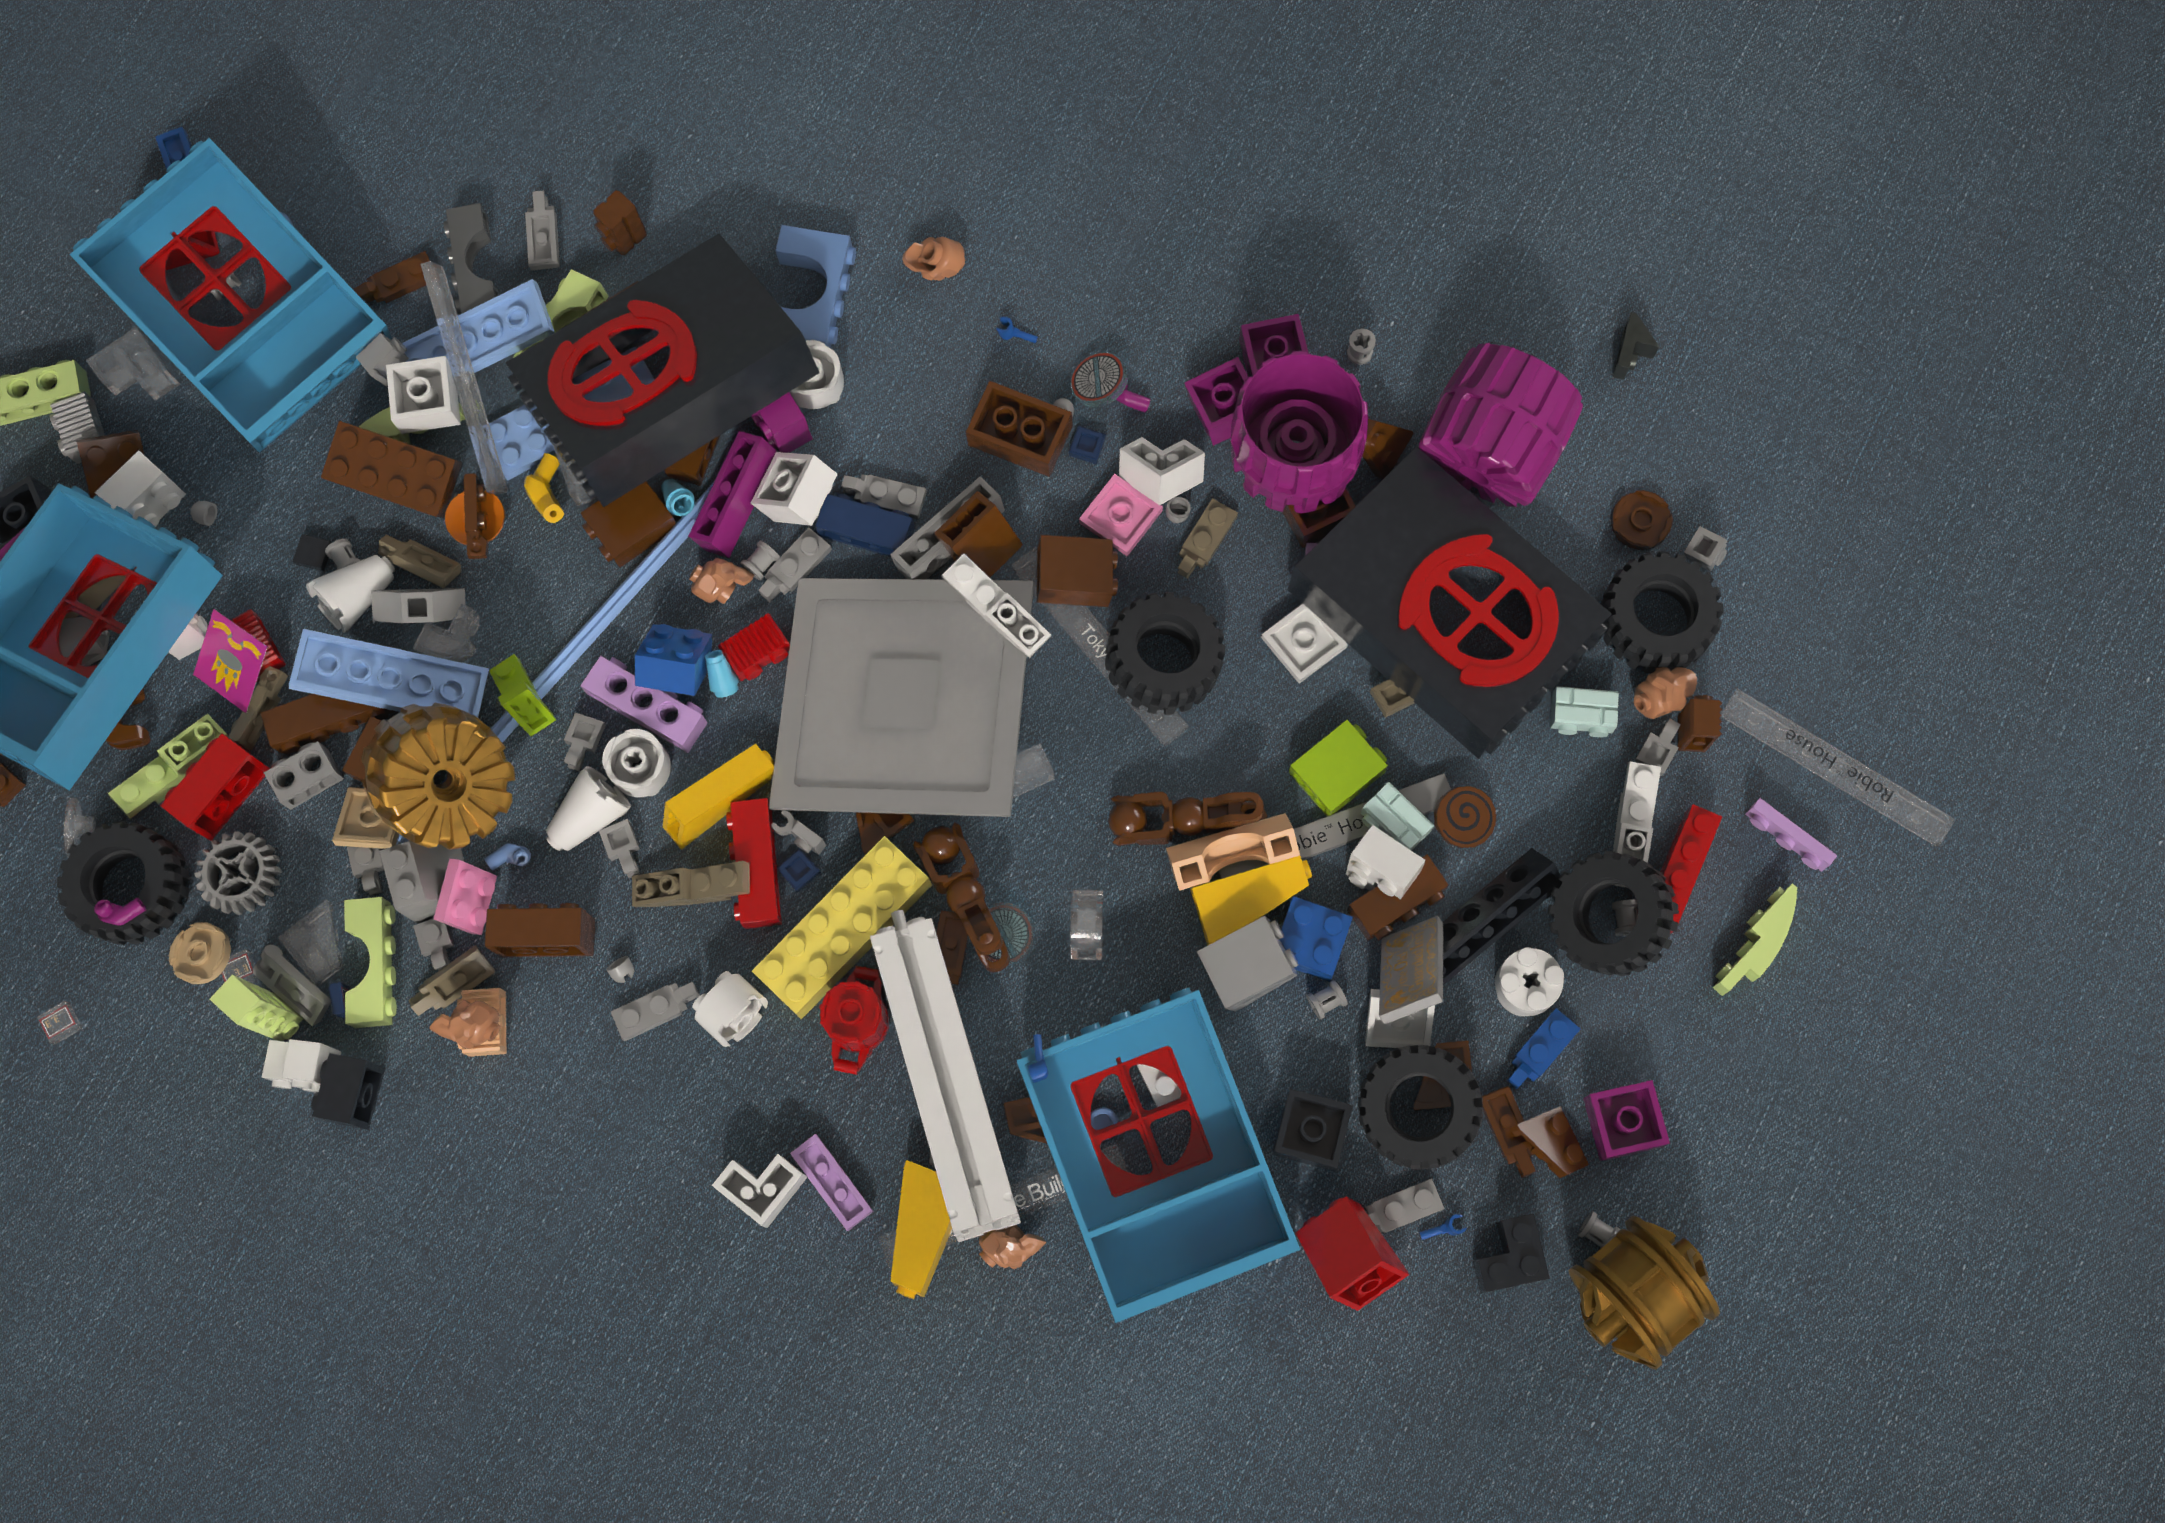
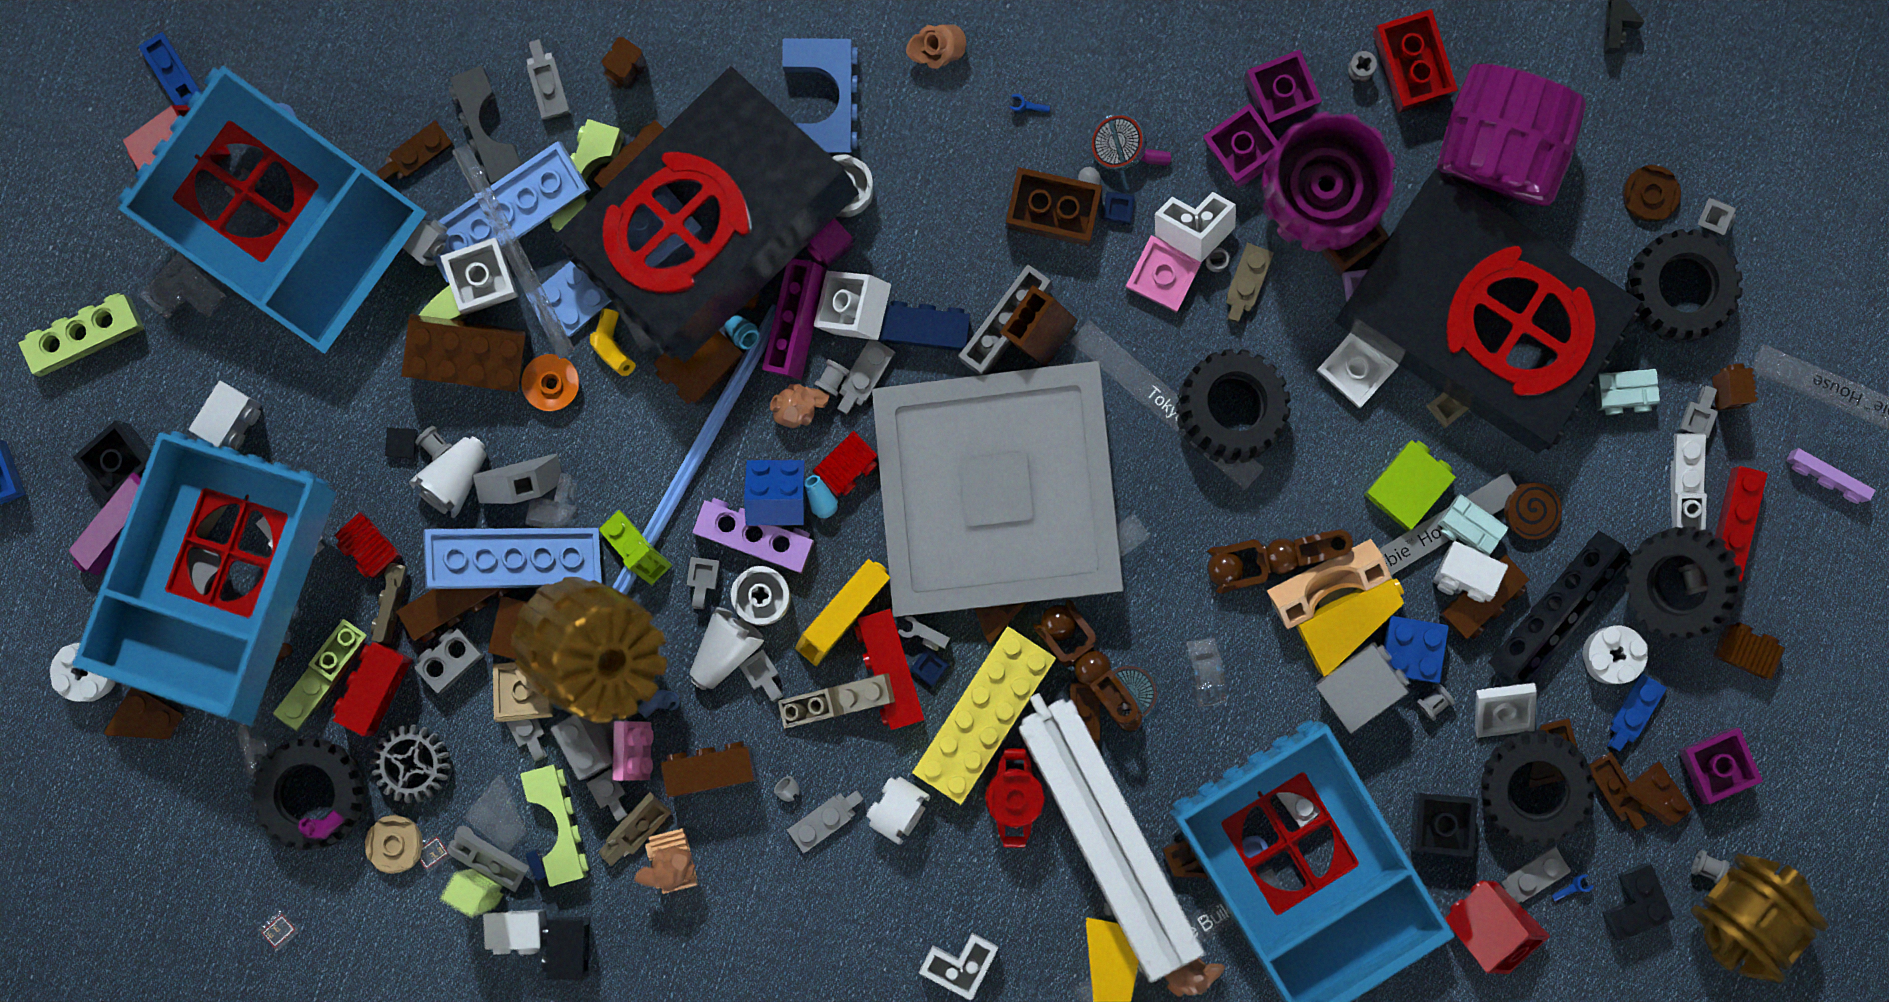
camera: 15 degrees left, 10 degrees up
(75, 420) = (143, 359): light grey brick -> none
(106, 455) = (182, 385): reddish brown wing -> none
(204, 512) = (286, 422): light grey hinge -> none
(230, 660) = (355, 566): dark pink sticker -> none
(419, 560) = (507, 434): dark tan hinge -> none
(475, 519) = (555, 388): reddish brown hinge -> none
(831, 1182) = (1021, 947): lavender plate -> none
(886, 493) = (937, 291): light grey hinge -> none
(996, 606) = (1073, 394): white slope -> none
(1038, 1070) = (1198, 824): blue hand -> none
(1076, 571) = (1133, 338): reddish brown brick -> none
(1384, 446) = (1406, 161): reddish brown wing -> none
(1411, 970) = (1511, 668): light grey tile -> none
(1415, 347) = (1415, 61): none -> red brick
(1664, 691) = (1698, 361): nougat head -> none
(1676, 1004) = (1749, 651): none -> reddish brown brick
(1767, 934) = (1822, 570): yellowish green slope -> none

